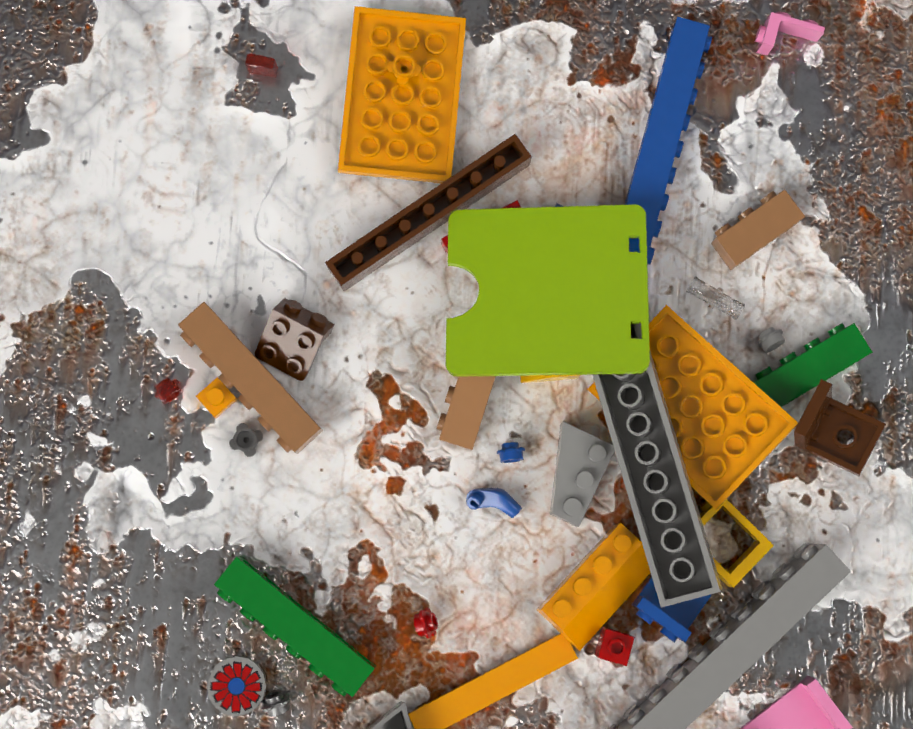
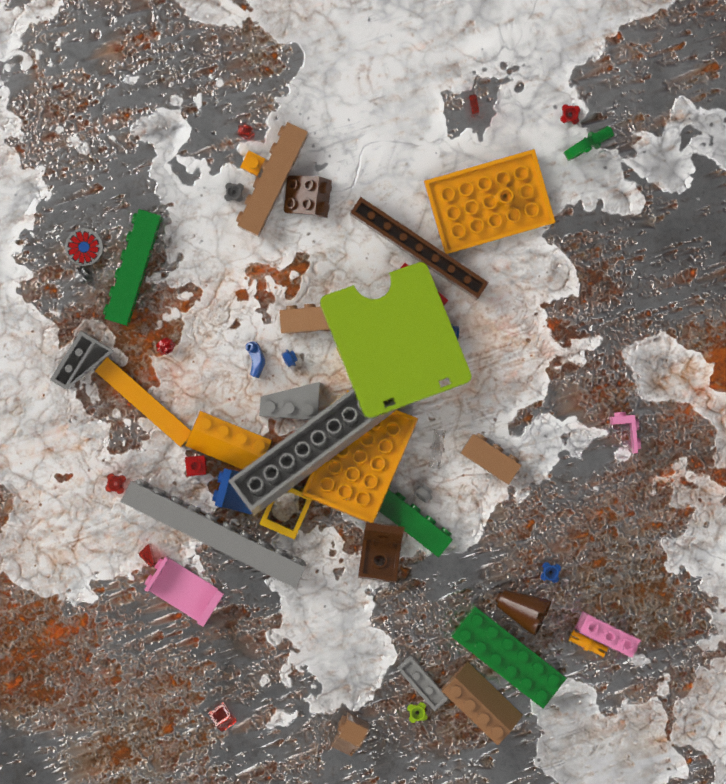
camera: 70 degrees right, 5 degrees up
(665, 123) = (530, 375): blue brick -> none

